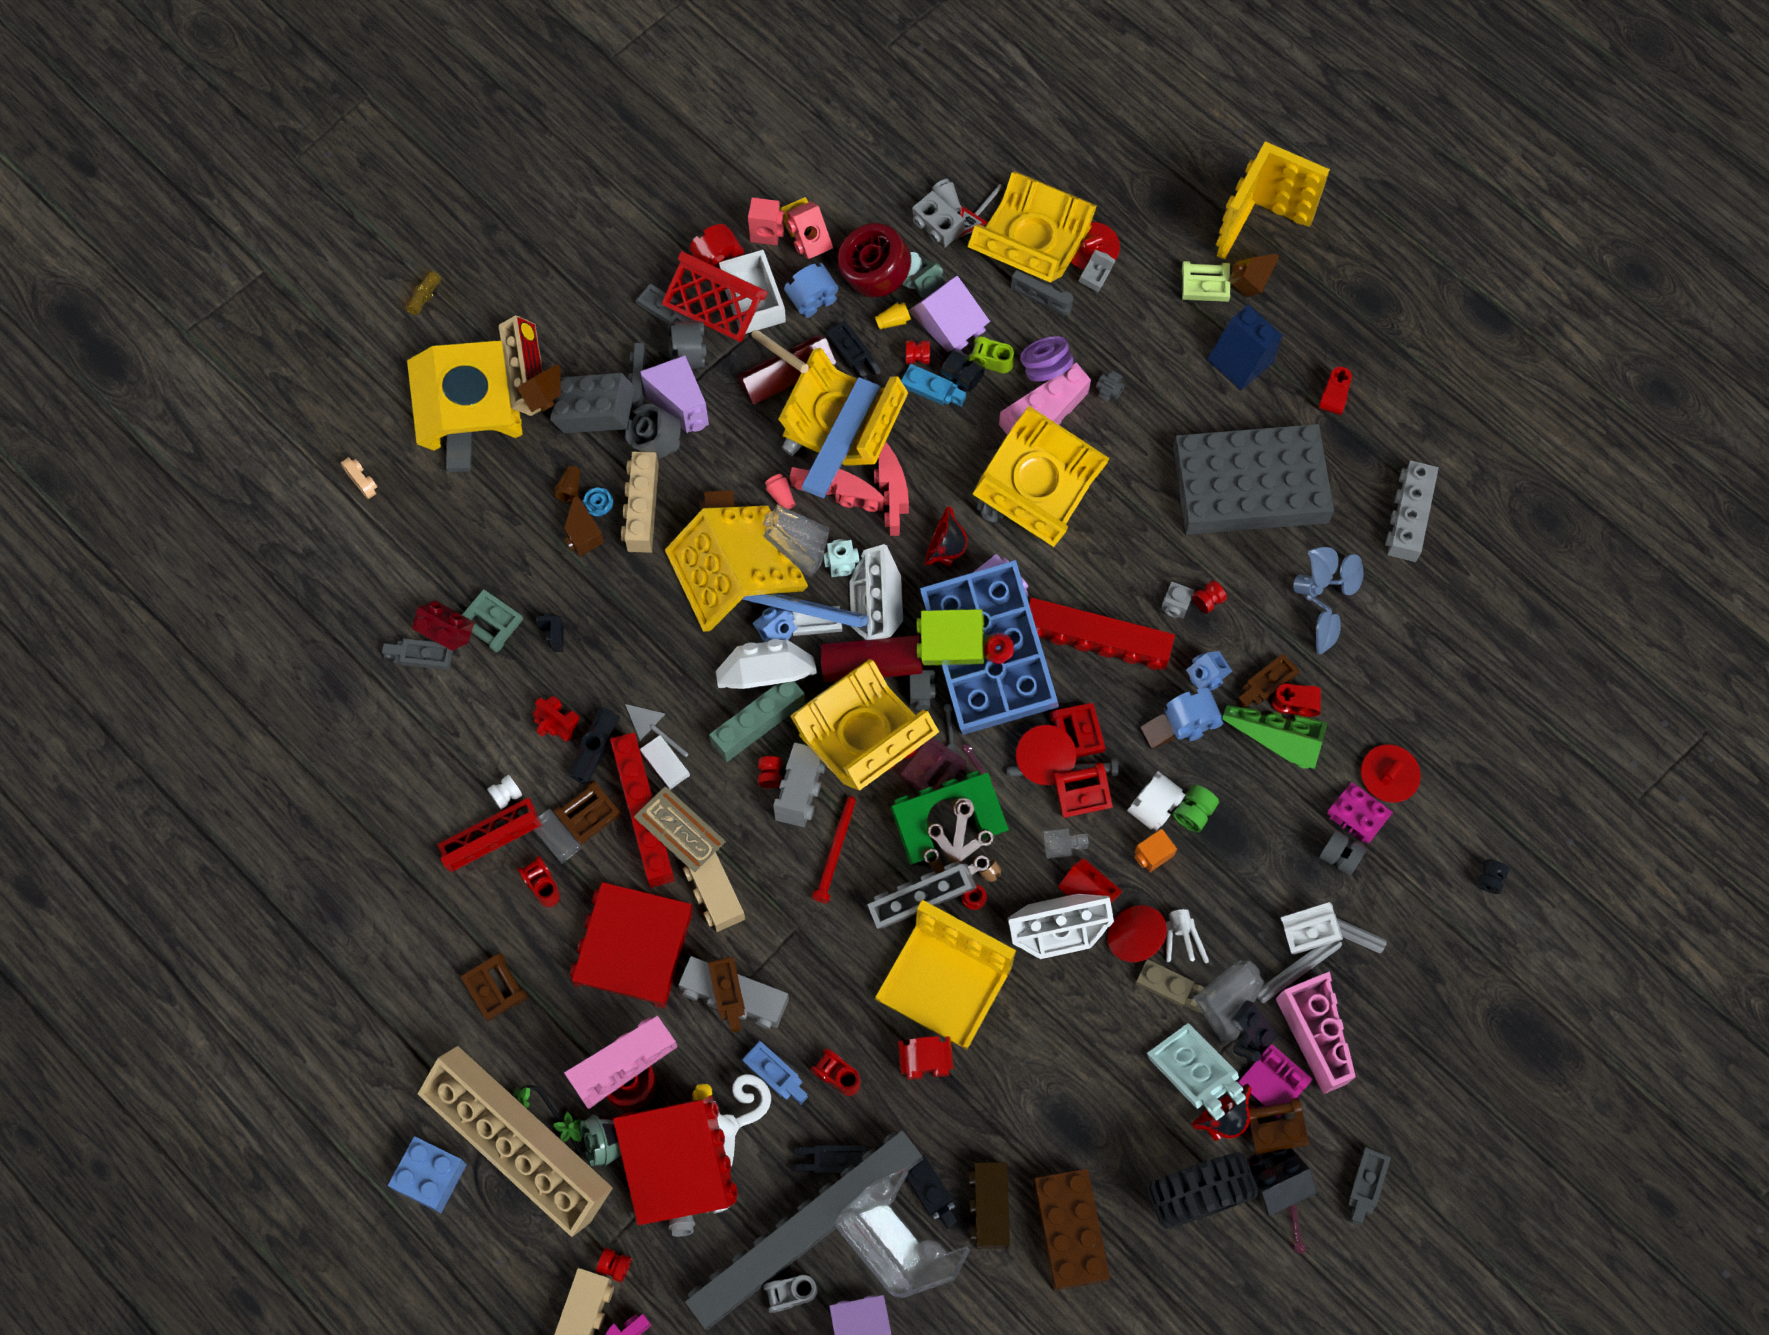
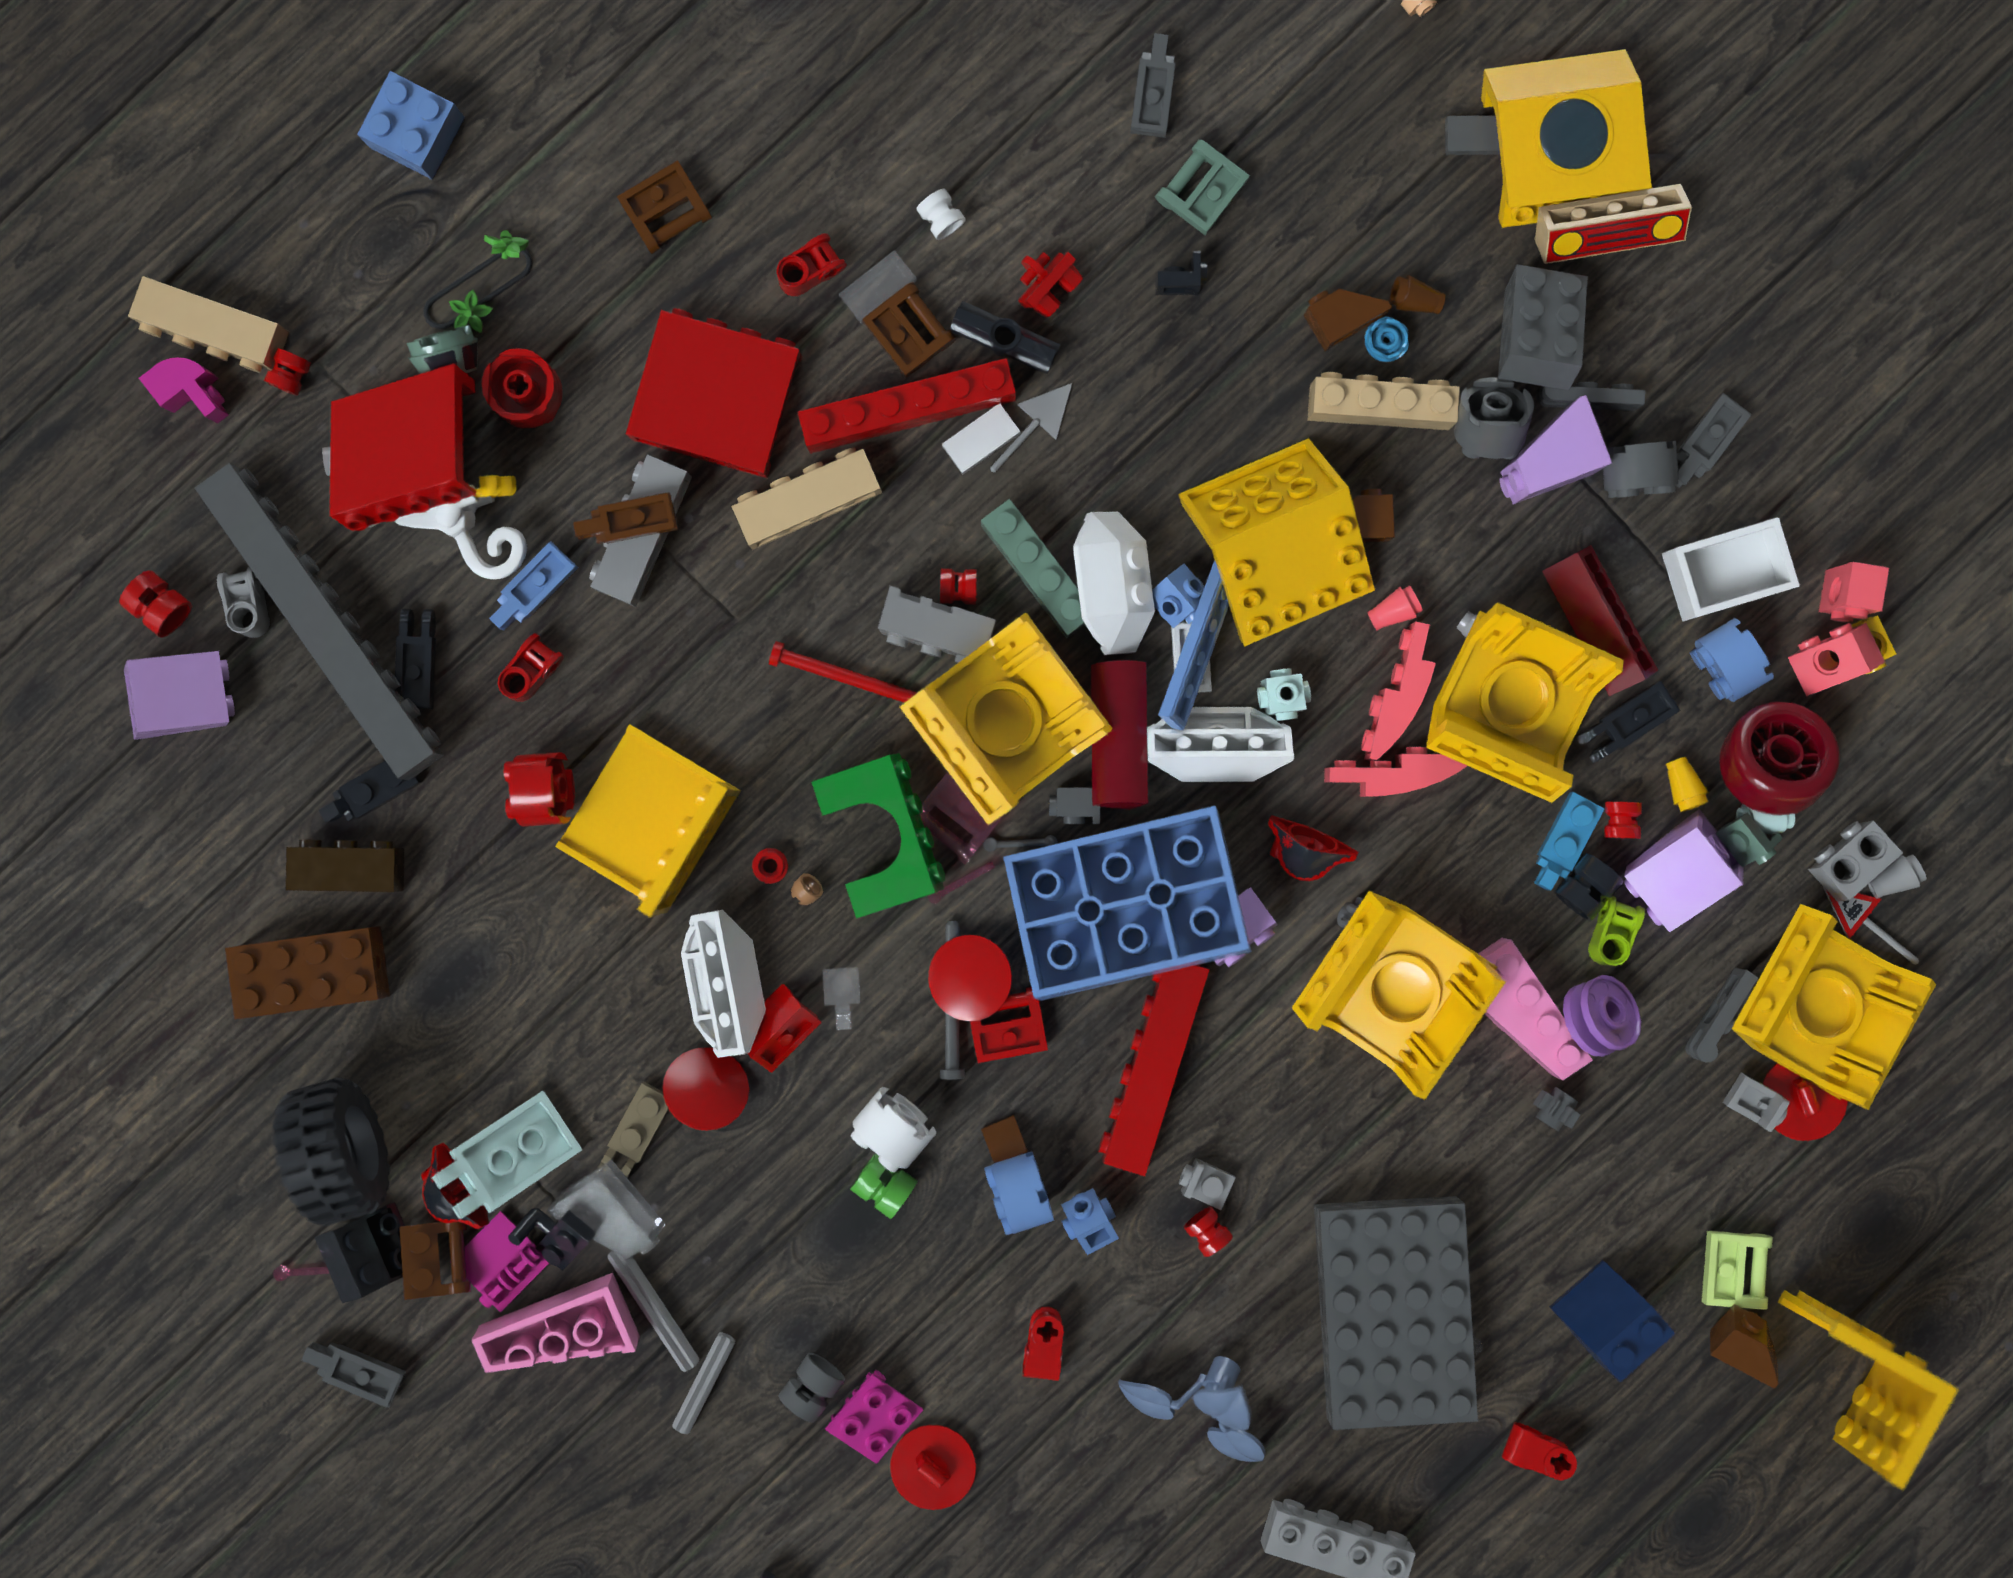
camera: 90 degrees right, 20 degrees up
(423, 293) = (1744, 71): clear yellow pin -> none
(443, 625) = (1192, 117): dark red brick -> none
(493, 839) = (866, 194): red fence -> none
(514, 1141) = (445, 236): tan brick -> none
(542, 389) = (1564, 249): reddish brown slope -> none
(621, 1061) = (529, 370): bright pink wedge -> none
(679, 829) = (868, 456): dark tan sticker -> none
(716, 245) = (1805, 514): red brick -> none
(726, 281) = (1748, 515): red fence -> none
(780, 351) = (1622, 610): tan bar -> none
(797, 538) = (1312, 630): clear slope -> none
(841, 438) = (1473, 698): medium blue tile -> none
(889, 1247) = (284, 740): clear windscreen -> none
(933, 889) = (761, 793): light grey brick -> none
(951, 637) = (1132, 848): lime brick -> none
(957, 851) = (827, 845): plant -> none
(1001, 655) = (1119, 927): red plate -> none
(1086, 798) = (905, 1029): red plate -> none
(1155, 851) = (824, 1122): orange brick -> none
(1182, 925) = (720, 1150): white plant -> none
(1267, 681) = (1074, 1305): reddish brown hinge -> none
(1293, 739) = (986, 1330): bright green wedge -> none
(1311, 928) = (704, 1332): white plate -> none

